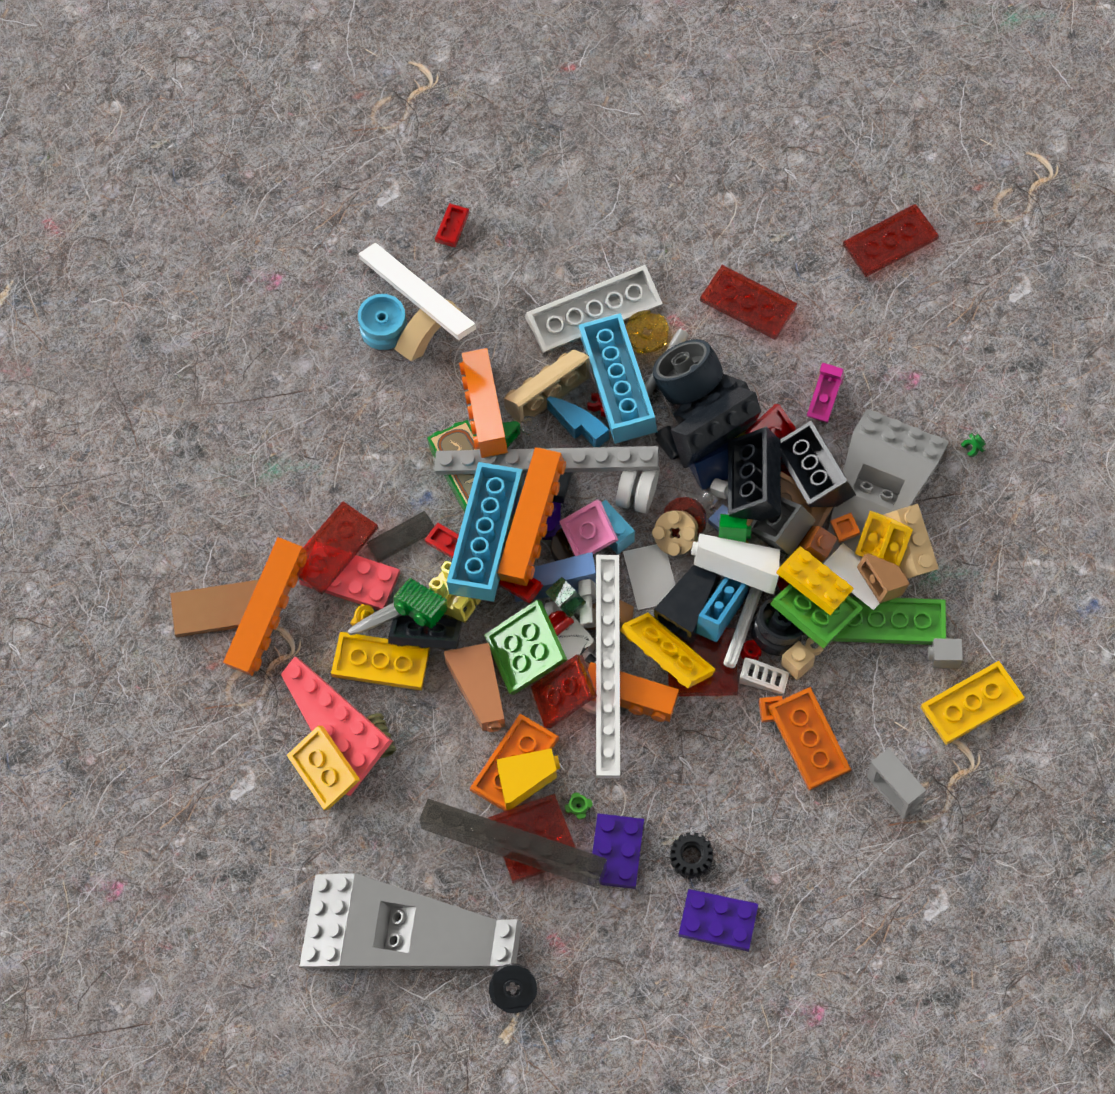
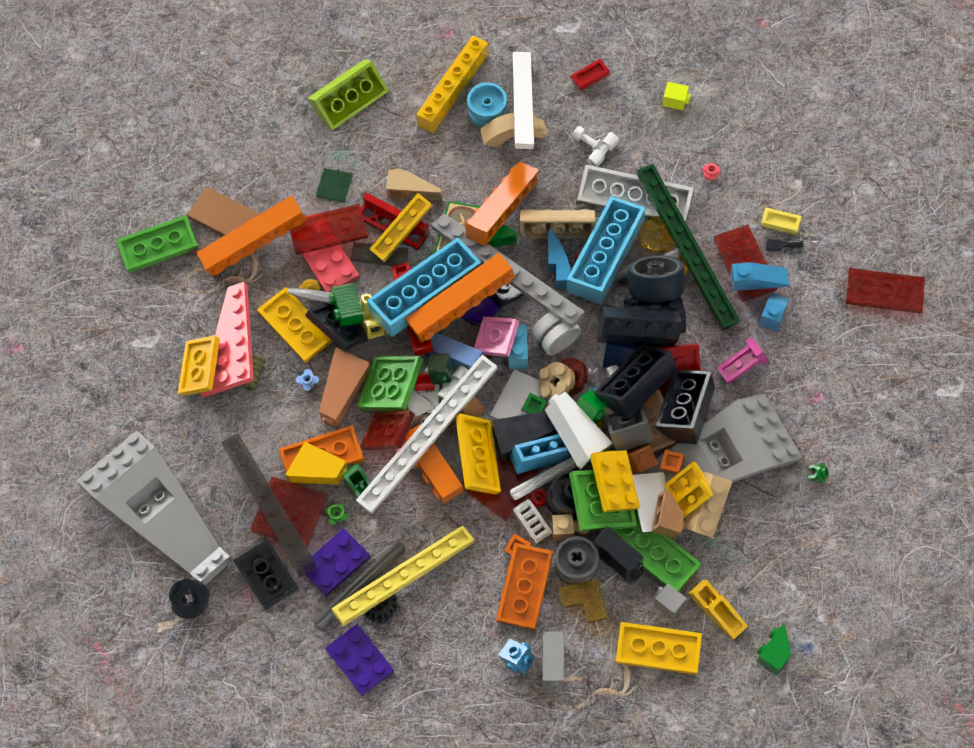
camera: 40 degrees right, 0 degrees up
(171, 684) = (157, 244): none -> bright green plate
(232, 404) = (348, 94): none -> lime slope
(295, 502) = (334, 185): none -> clear green piece
(328, 324) = (452, 84): none -> yellow brick
(372, 451) = (406, 186): none -> tan slope
(390, 489) = (390, 212): none -> red fence
(406, 494) = (401, 227): none -> yellow plate
(443, 709) = (307, 385): none -> light blue plate
(522, 288) = (599, 147): none -> white bar
(551, 190) = (676, 96): none -> neon yellow brick
(561, 909) = (265, 573): none -> black slope
(577, 762) = (356, 480): none -> green slope
(643, 244) = (711, 175): none -> coral plate
(657, 854) = (361, 582): none -> dark grey axle
(672, 570) = (533, 404): none -> green plate
(686, 322) = (688, 247): none -> dark green plate
(694, 813) = (402, 575): none -> light yellow tile
(746, 241) = (781, 221): none -> light yellow tile
(761, 265) = (778, 245): none -> black piece
(773, 306) = (757, 276): none -> dark azure slope
(812, 328) = (774, 311): none -> dark azure slope
(837, 680) = (576, 560): none -> dark grey wheel
(859, 804) = (517, 656): none -> dark azure brick
(871, 646) = (619, 555): none -> black window
(872, 703) = (585, 594): none -> clear yellow plate
(992, 629) = (718, 609): none -> yellow slope
(1074, 627) = (776, 652): none -> green slope

